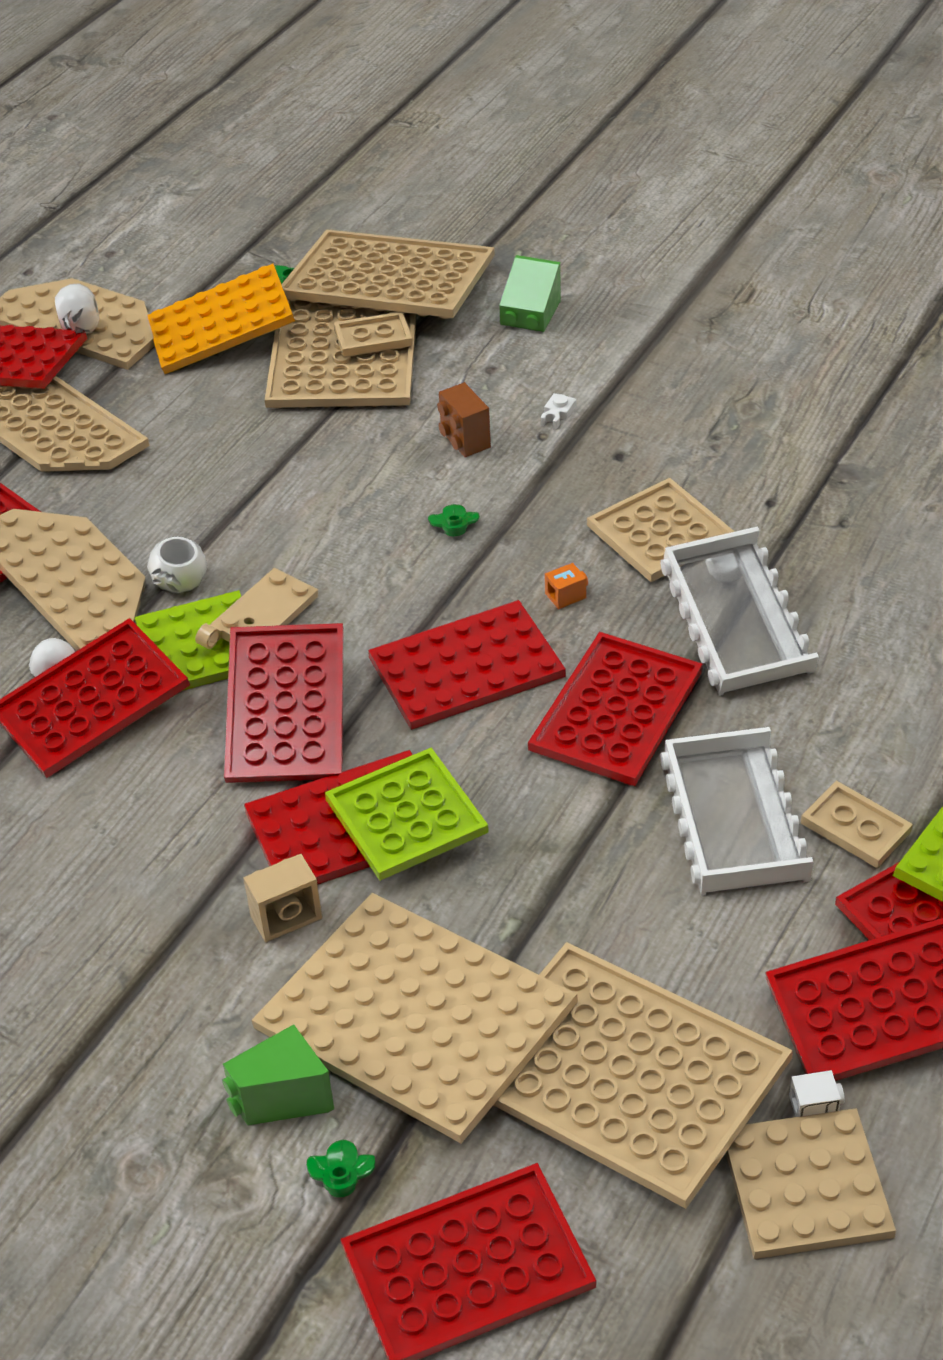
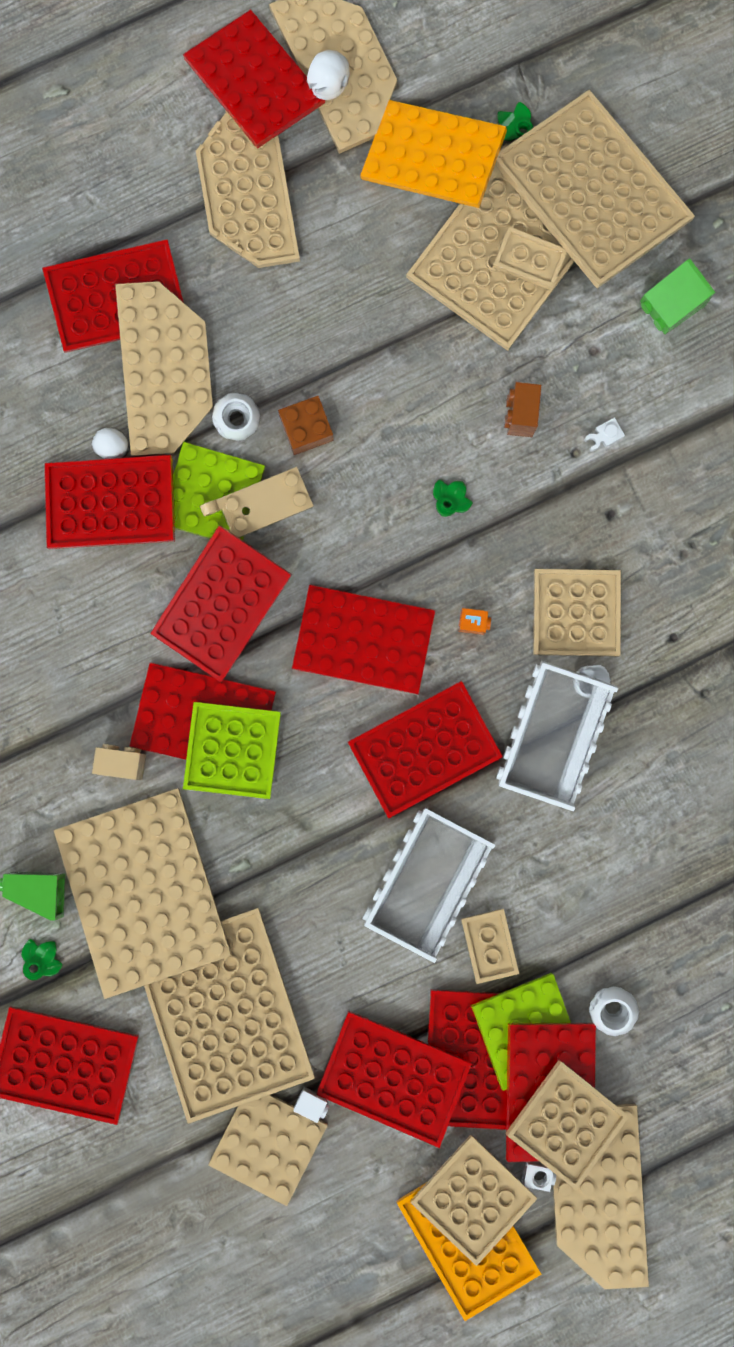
camera: 25 degrees right, 40 degrees up
(256, 539) = (306, 425): none -> dark orange brick

